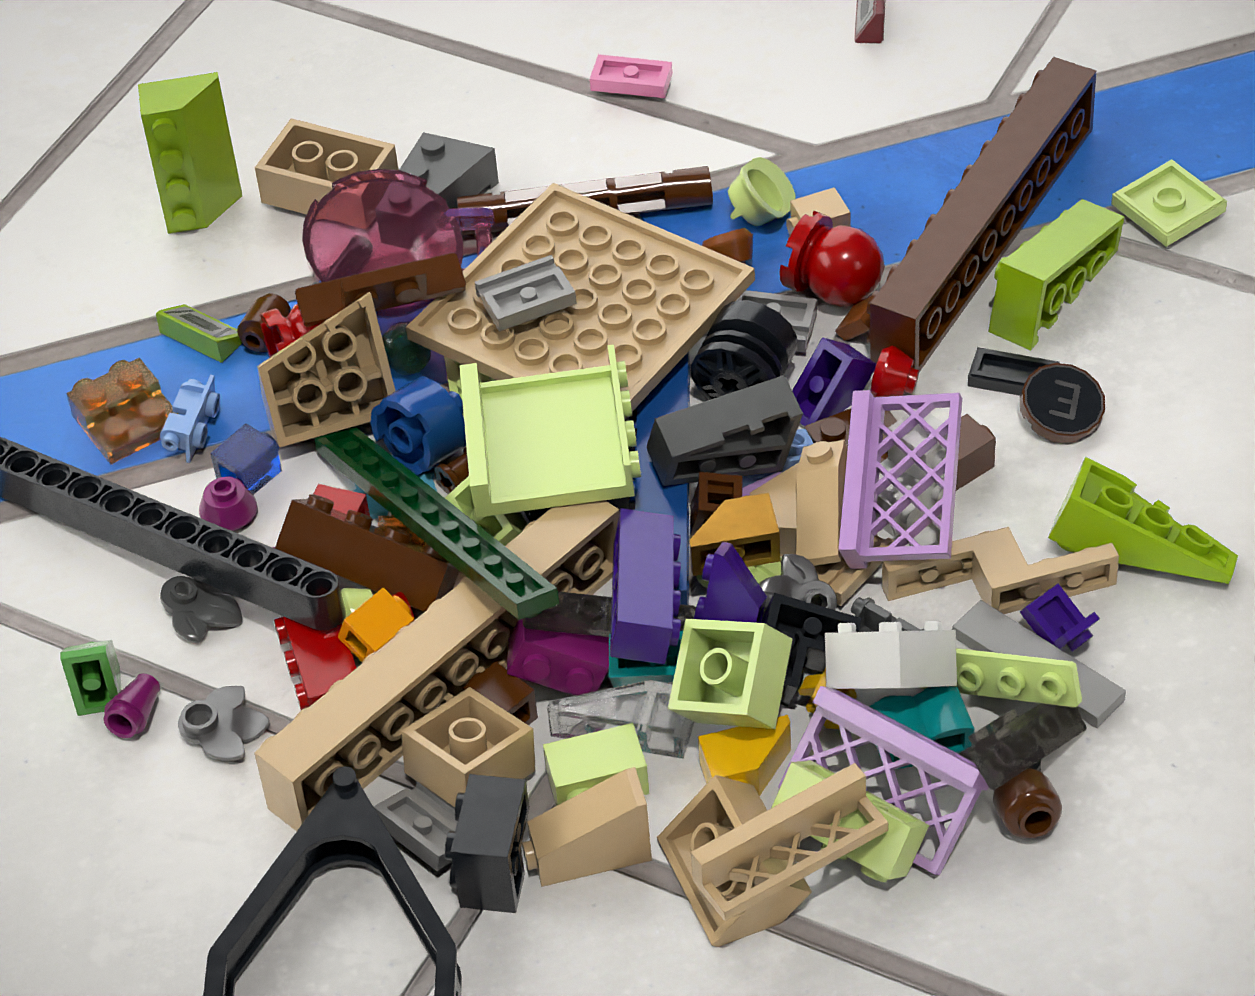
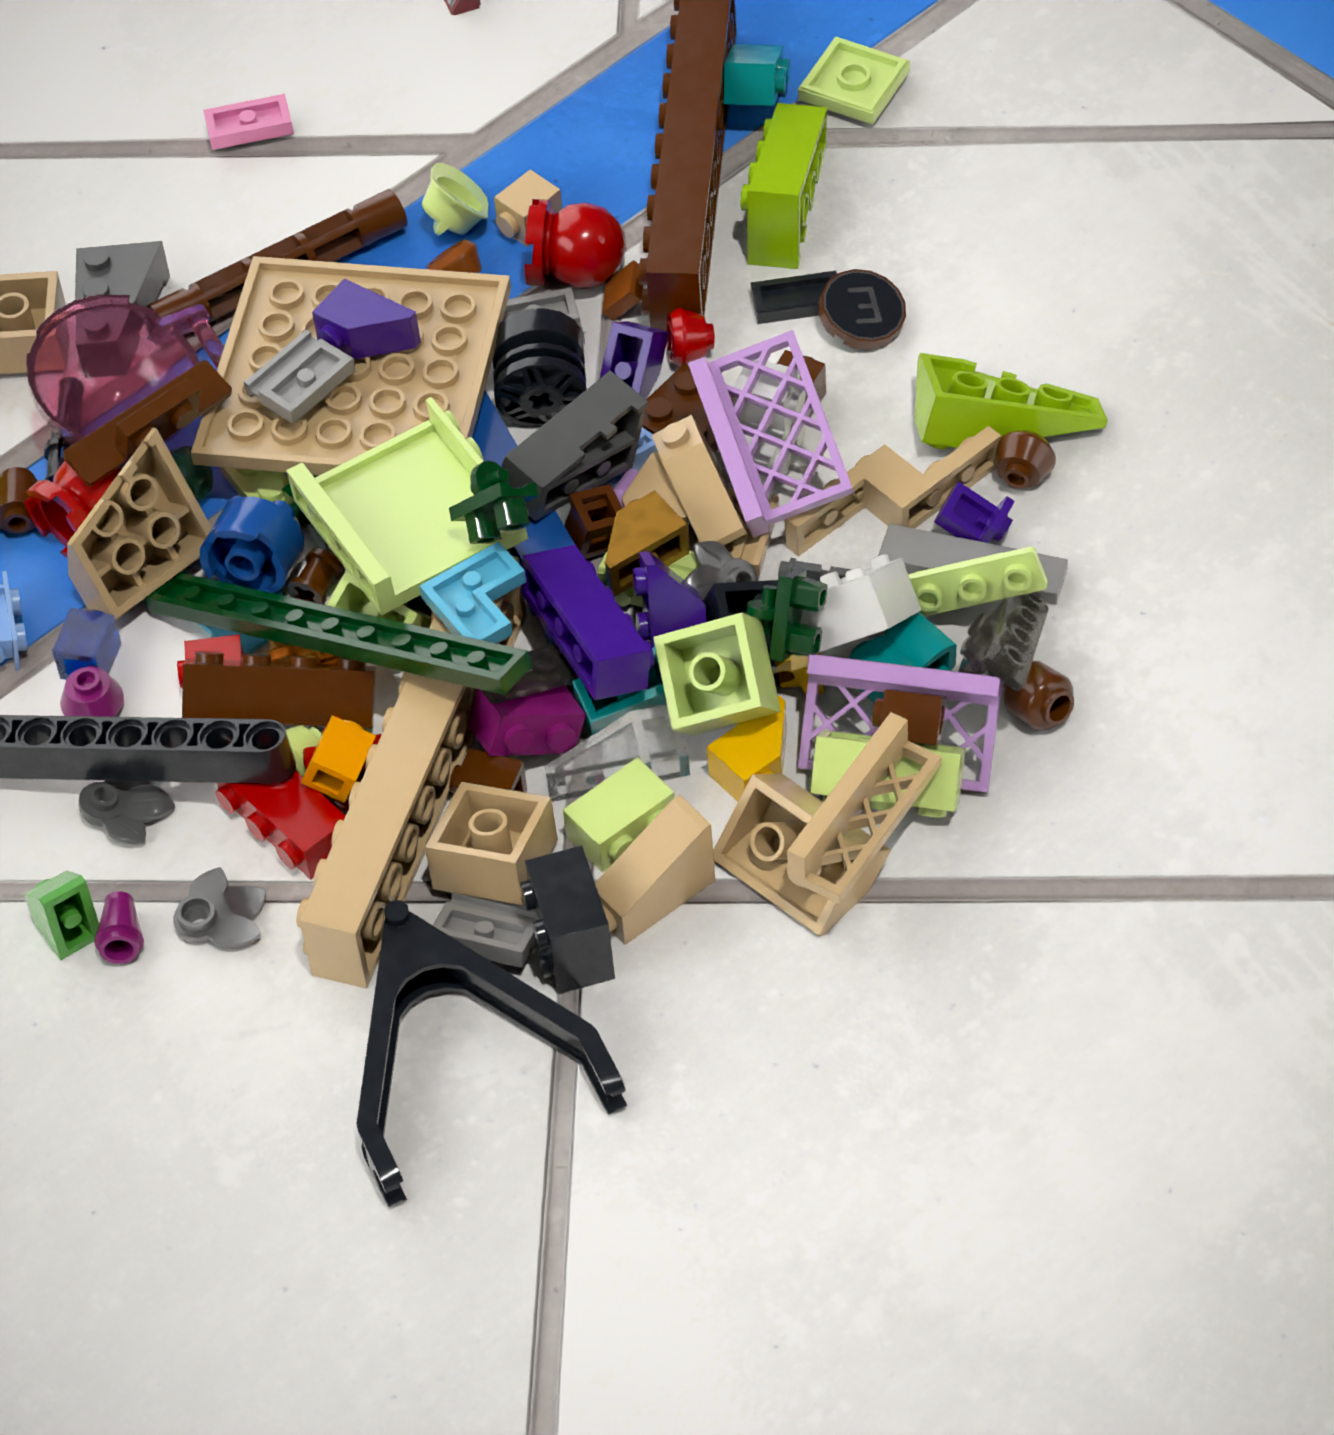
camera: 25 degrees left, 5 degrees up
(551, 520) = (466, 594): none -> medium azure plate
(602, 265) = (365, 322): none -> dark purple slope
(604, 452) = (493, 505): none -> dark green hips
(815, 641) = (782, 614): none -> dark green hips
(890, 776) = (922, 710): none -> reddish brown brick
(1076, 168) = (755, 74): none -> teal brick
(1133, 585) = (1024, 458): none -> reddish brown cone

